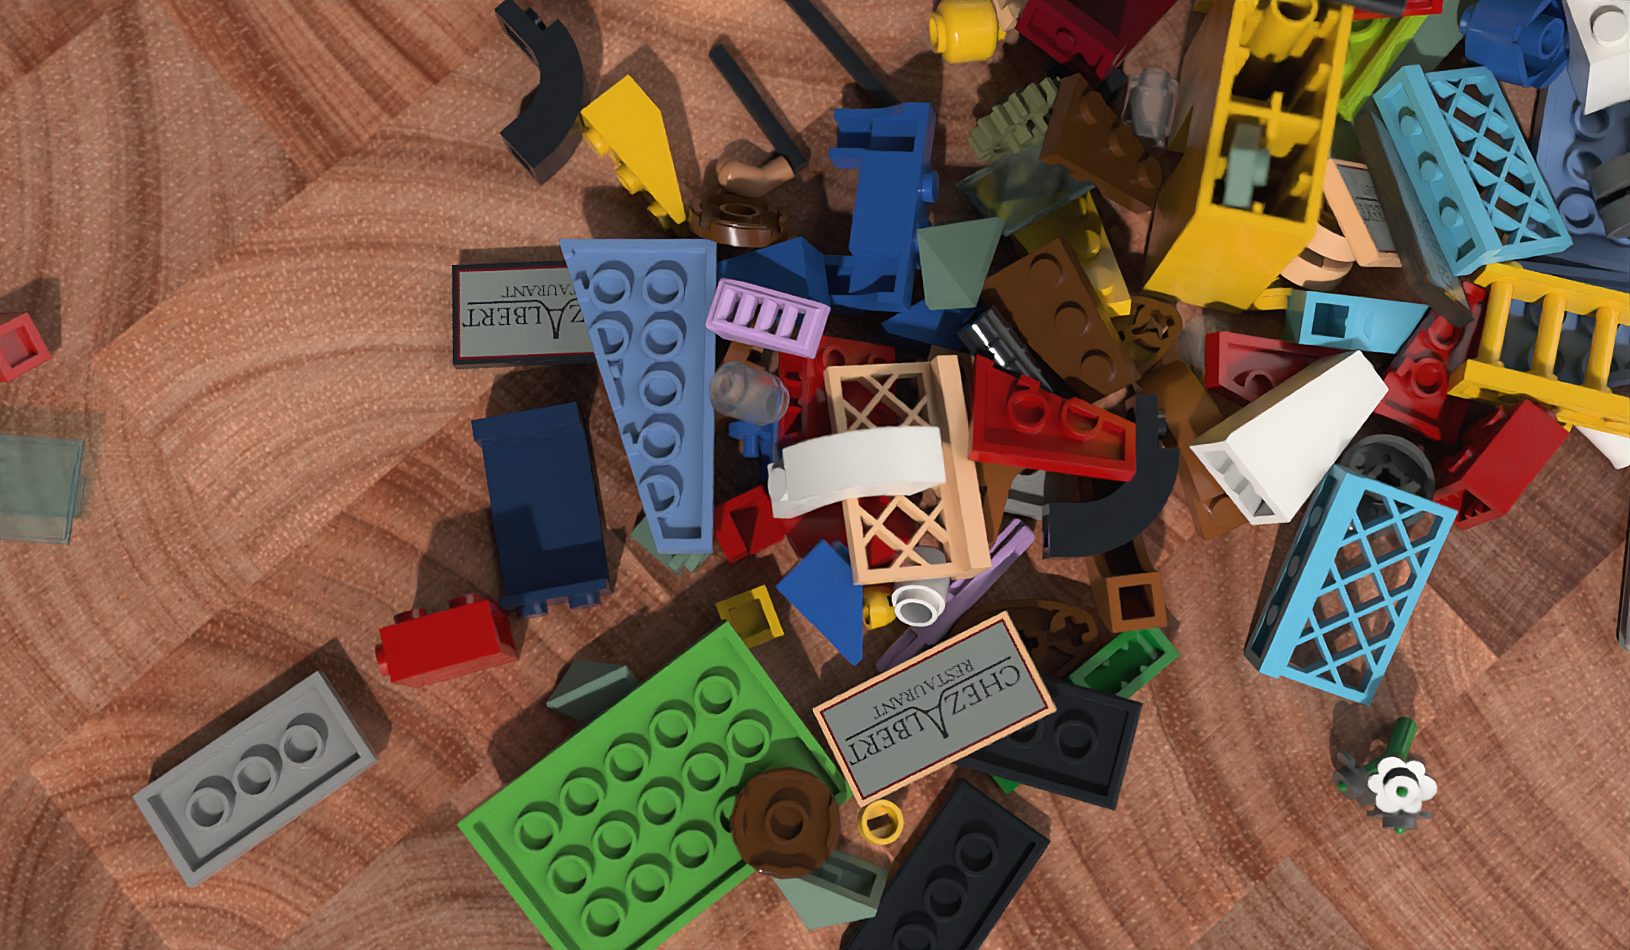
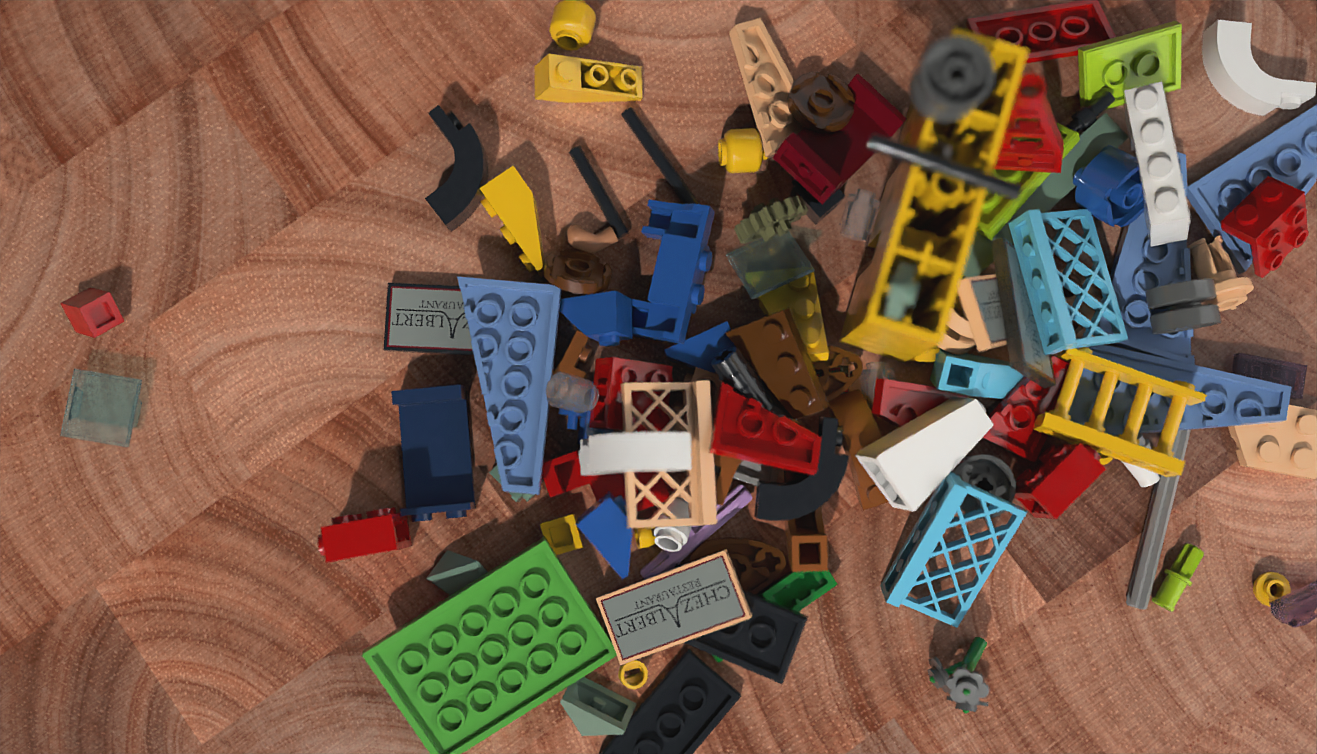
camera: 10 degrees right, 5 degrees up
(256, 778) = (238, 608): light grey plate -> none
(735, 308) = (568, 334): lavender slope -> none
(785, 823) = (571, 671): reddish brown tile -> none
(957, 260) = (718, 312): sand green slope -> none
(1100, 147) = (819, 245): reddish brown wing -> none

